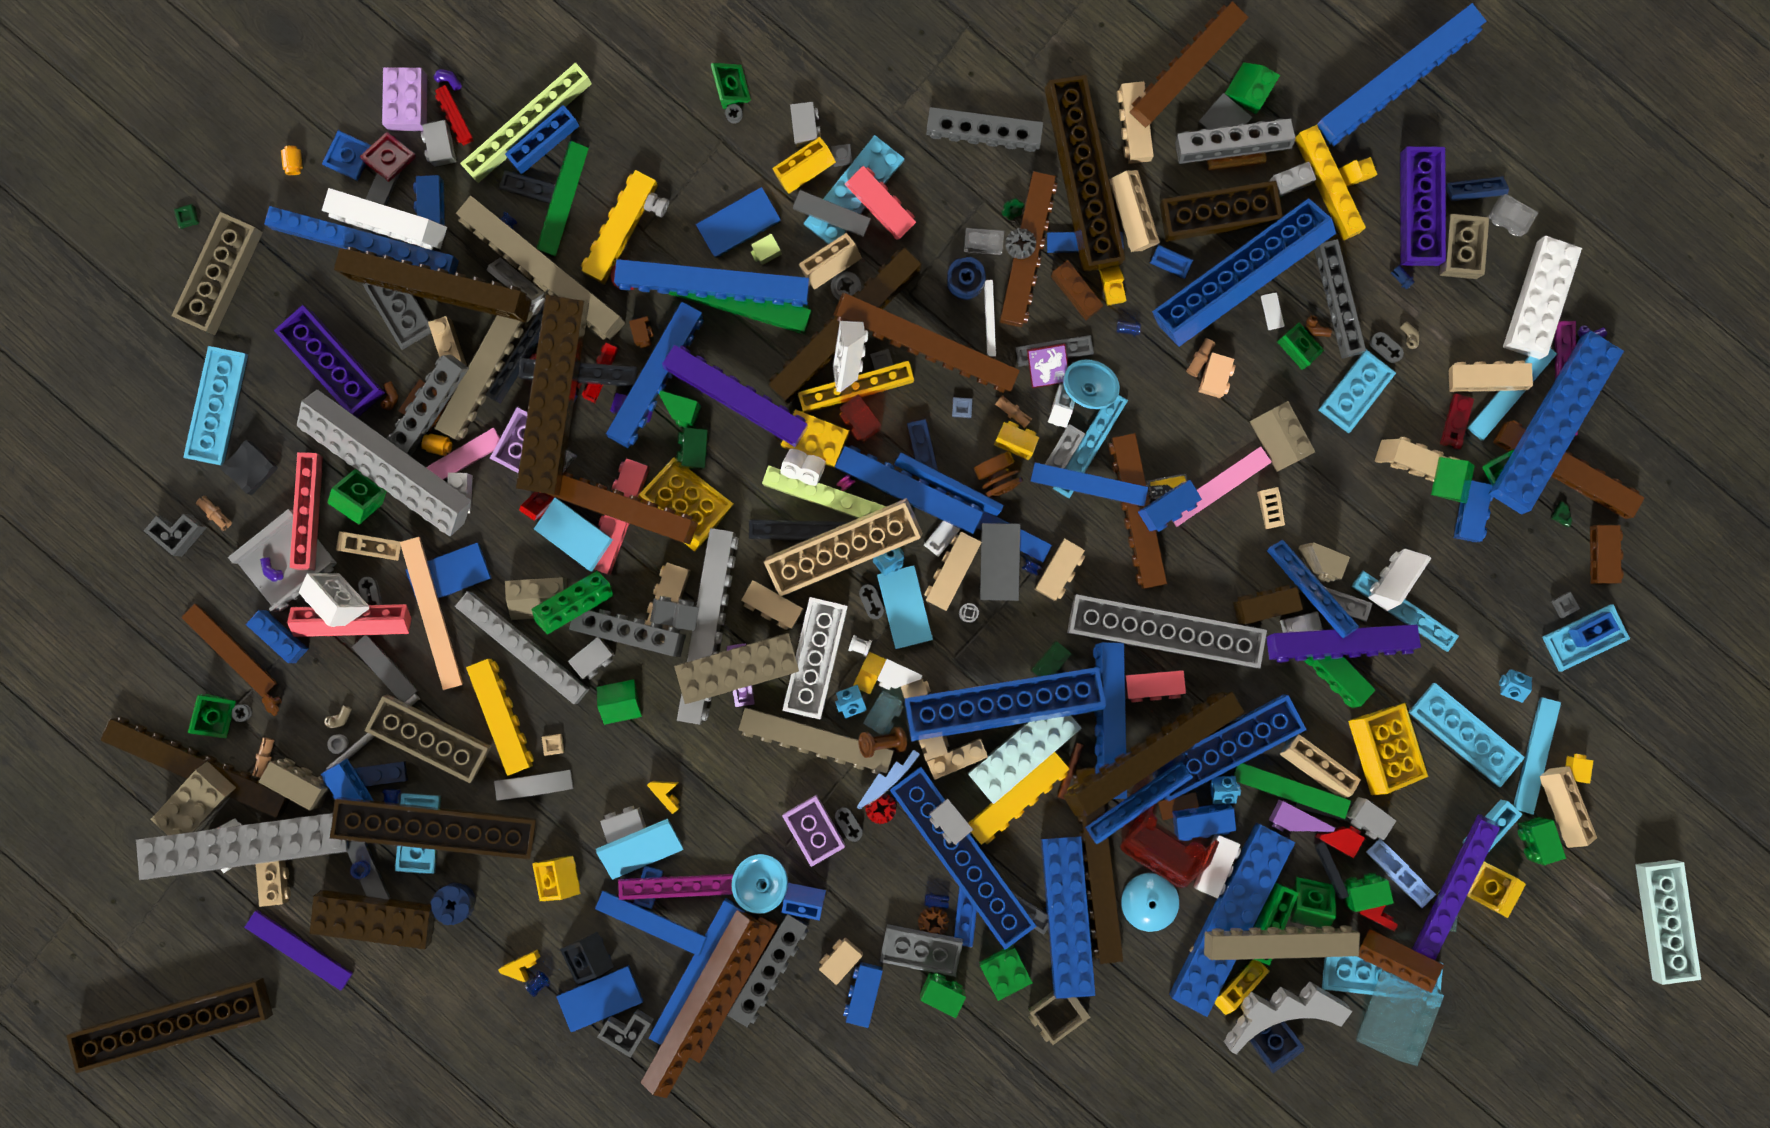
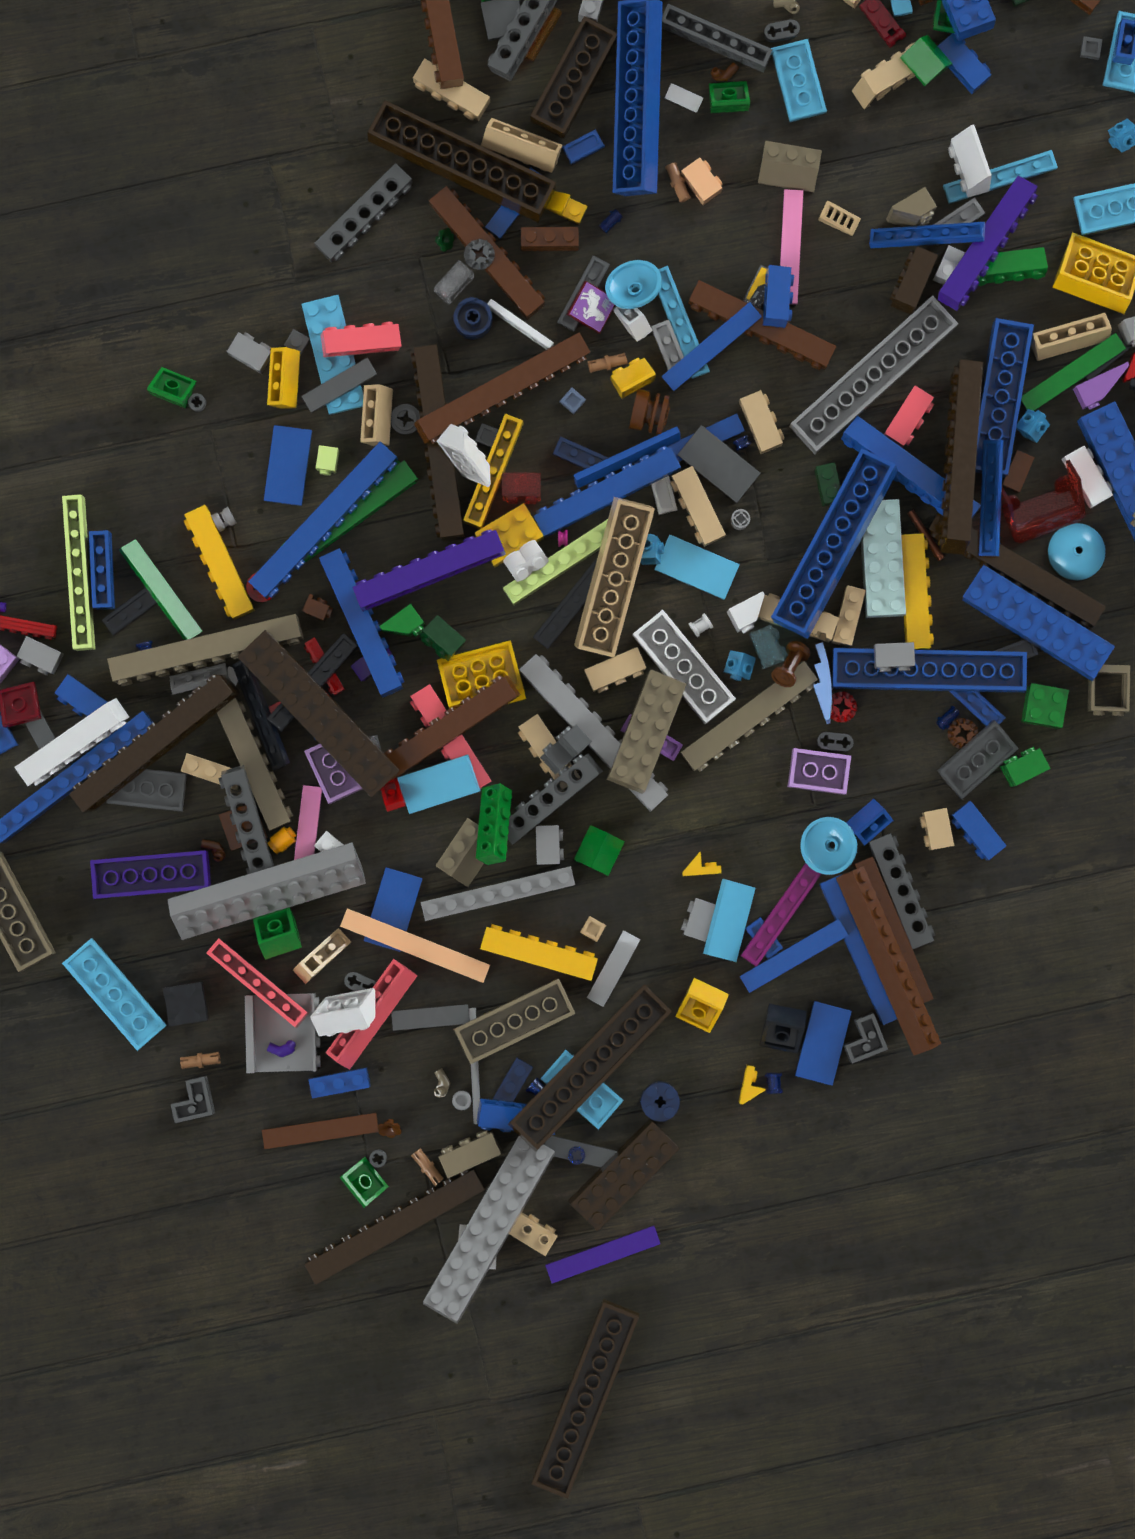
camera: 55 degrees left, 0 degrees up
(193, 801) = (422, 1244): dark tan brick -> none
(867, 604) = (670, 594): dark grey beam -> none
(869, 672) = (727, 634): yellow slope -> none
(1204, 821) = (1045, 460): blue brick -> none

